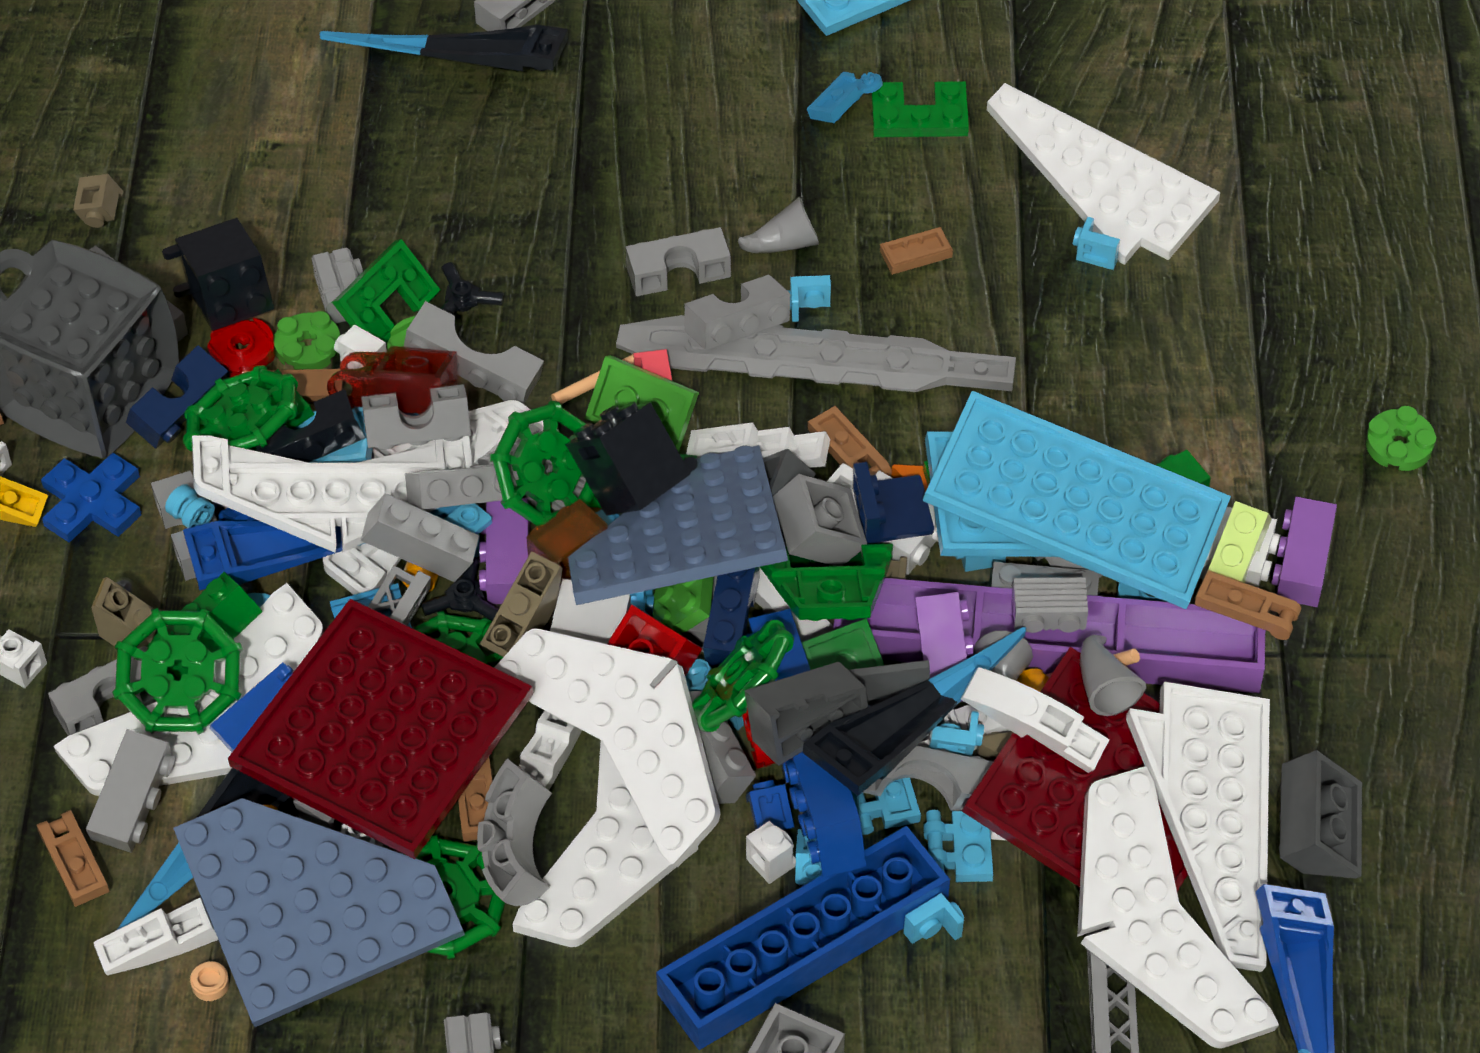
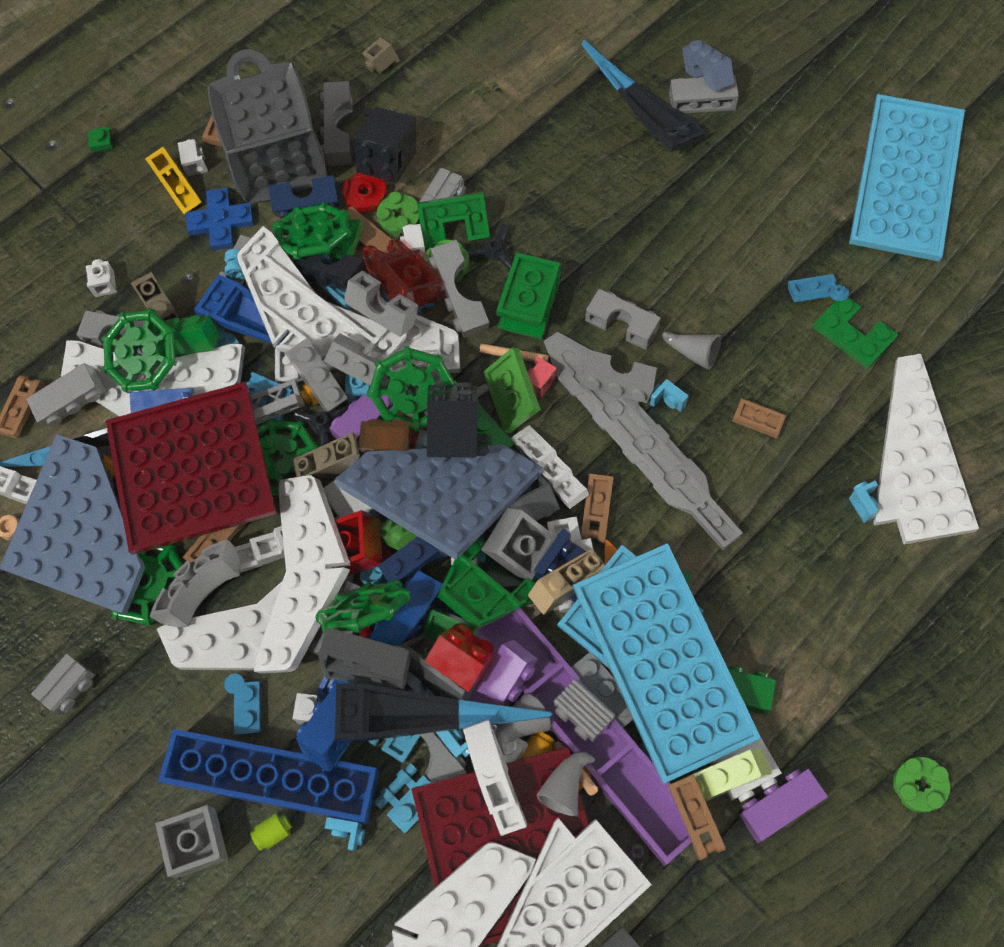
camera: 50 degrees right, 15 degrees up
(558, 305) = (528, 295): none -> green torso
(692, 908) = (246, 704): none -> dark azure hinge
(859, 987) = (271, 831): none -> lime brick
(888, 642) = (461, 656): none -> red brick
(905, 514) = (557, 586): none -> tan slope

